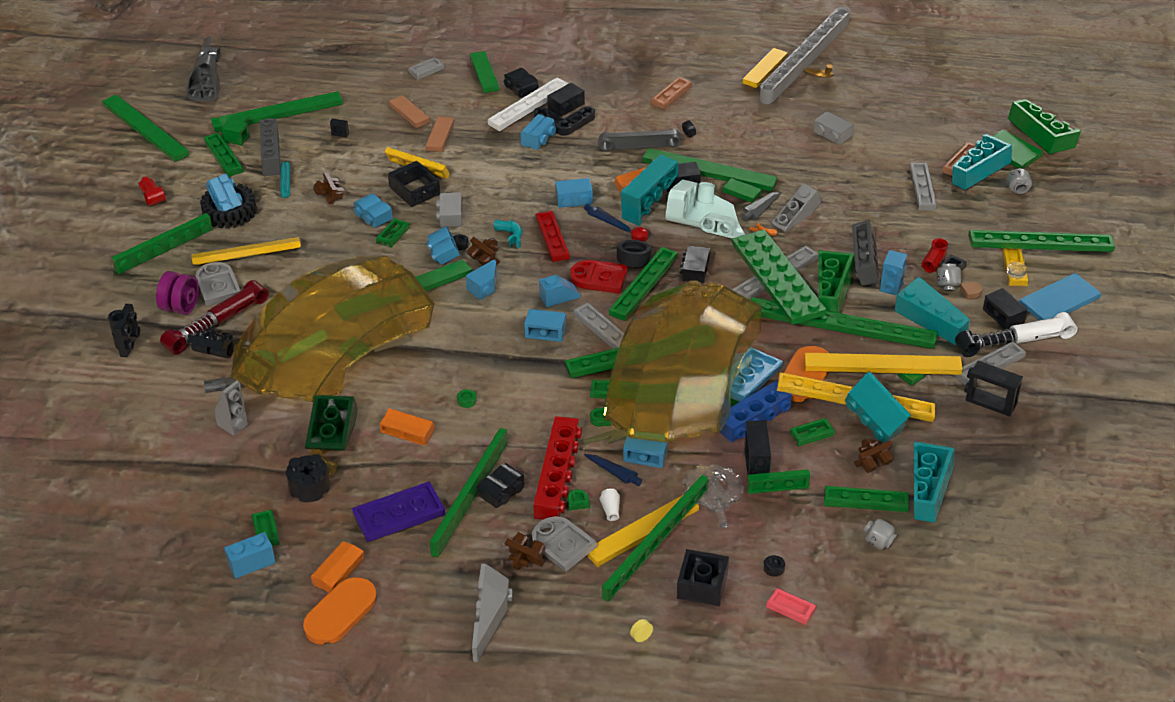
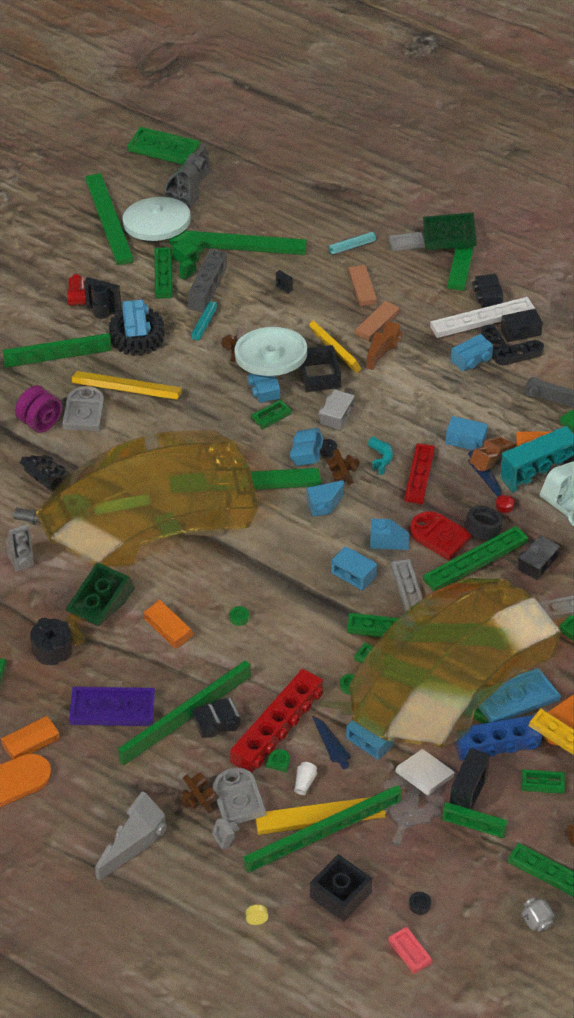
camera: 25 degrees right, 5 degrees up
(162, 57) = (162, 145): none -> green plate
(182, 187) = (102, 297): none -> black plate
(191, 114) = (156, 218): none -> light aqua dish
(244, 144) = (187, 269): none -> green tile
(251, 293) = (106, 433): dark red piece -> none
(366, 180) = (271, 351): none -> light aqua dish
(380, 82) = (352, 243): none -> teal axle
(457, 147) = (383, 342): none -> dark orange slope
(460, 48) = (449, 231): none -> dark green plate
(569, 575) = (224, 832): none -> light grey tile
(605, 200) = (491, 451): none -> dark orange slope
(711, 460) = (425, 772): none -> white tile

